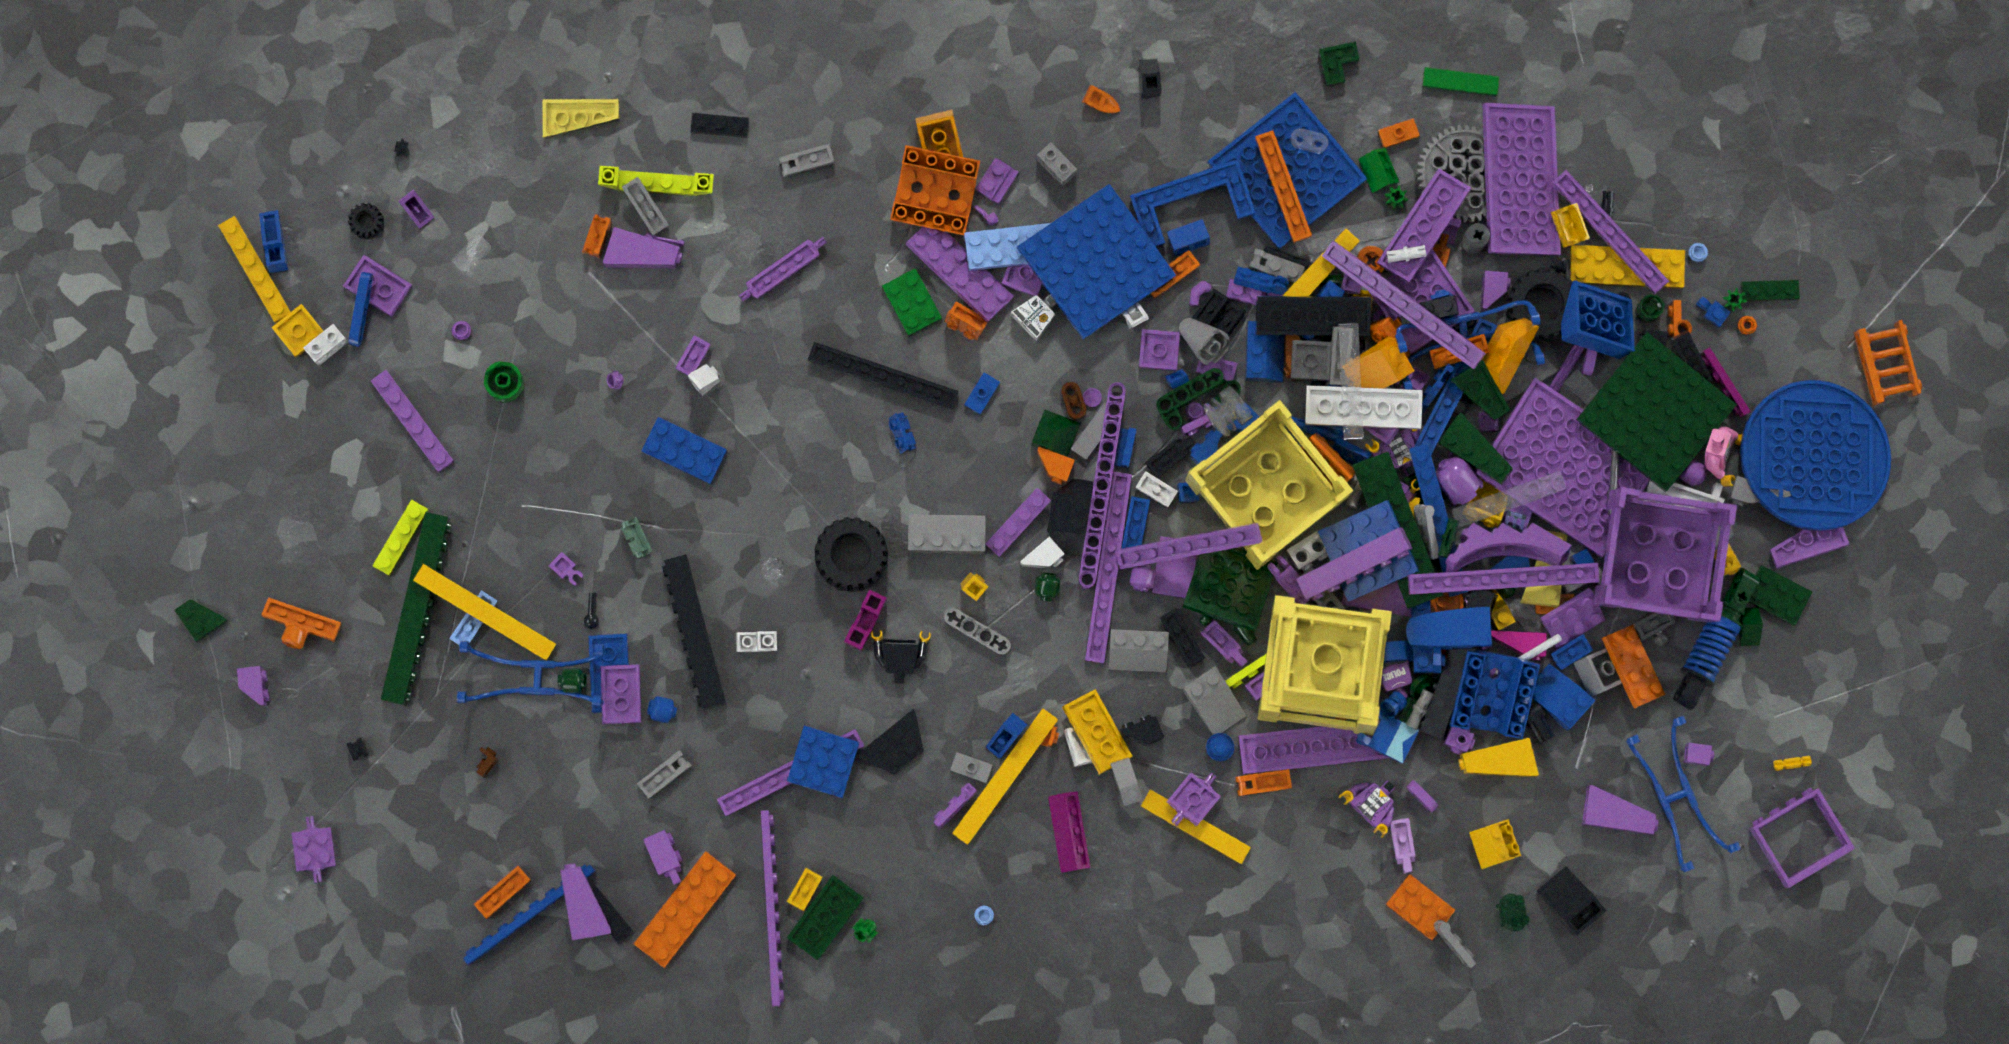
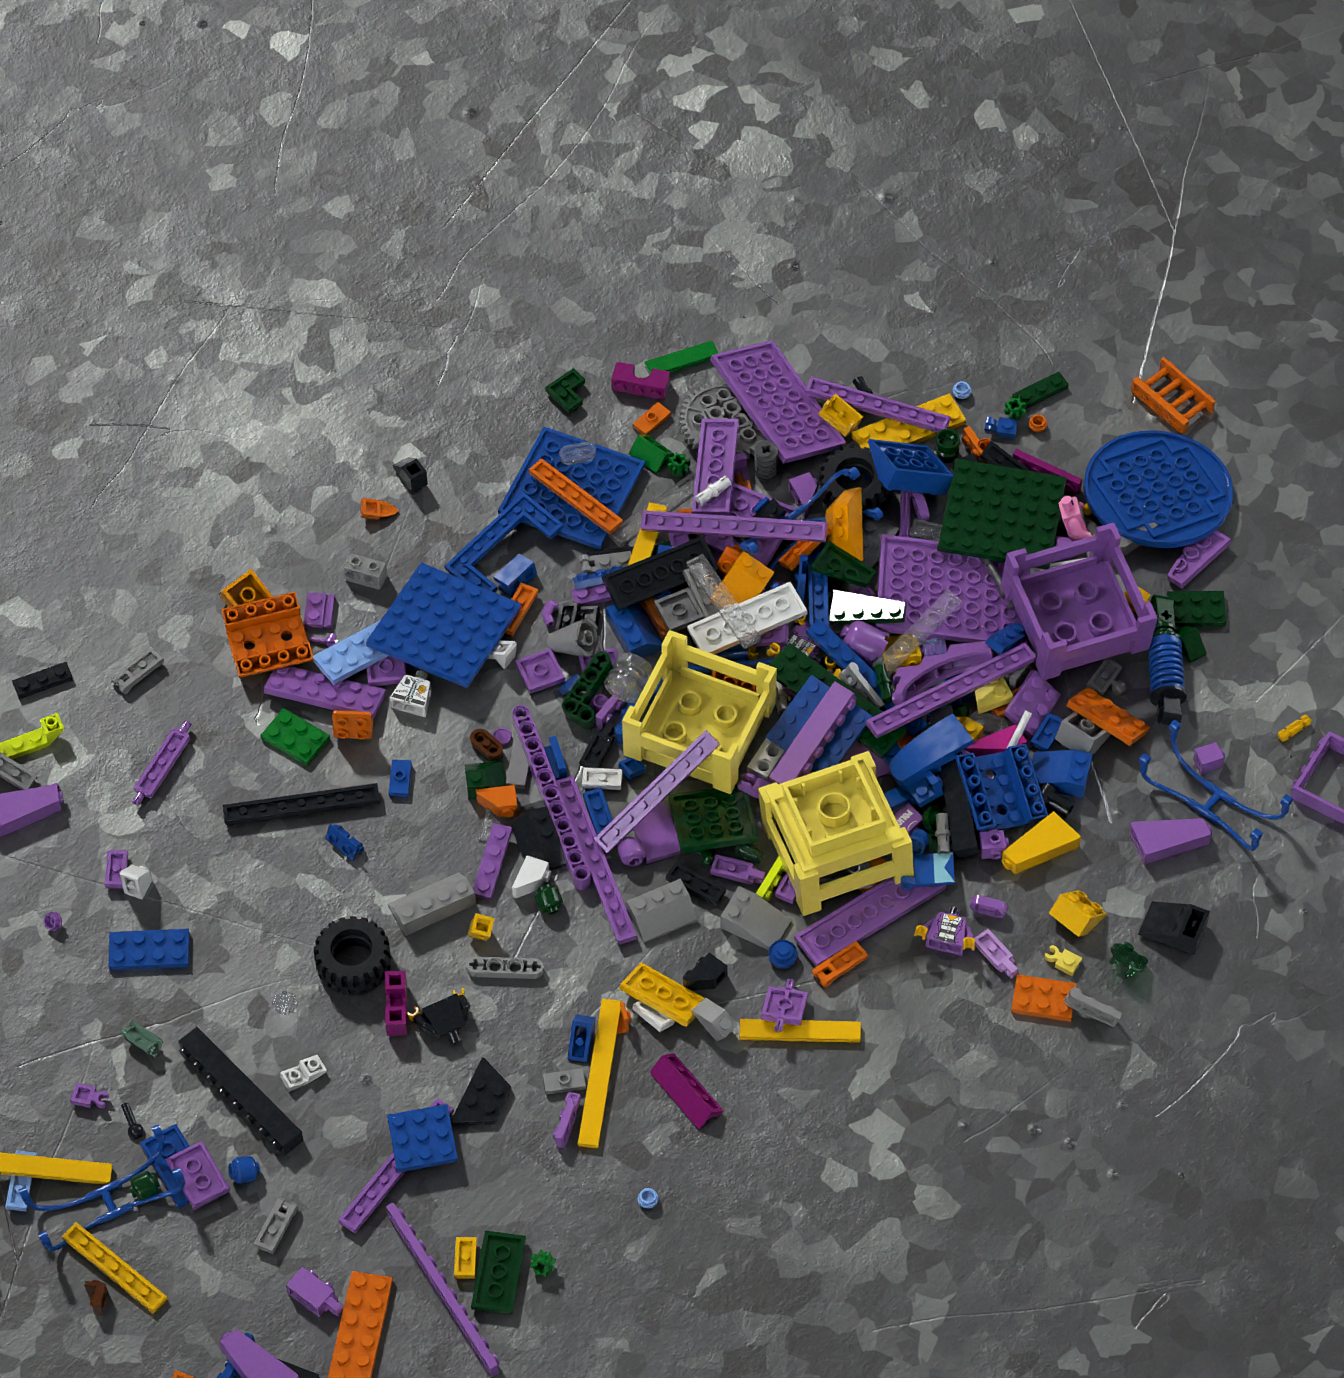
camera: 20 degrees left, 25 degrees down
(513, 742) = (114, 1267): none -> yellow tile
(1419, 100) = (653, 386): none -> magenta arch
(1459, 883) = (1065, 962): none -> light yellow plate
(1584, 547) = (1007, 638): none -> blue plate

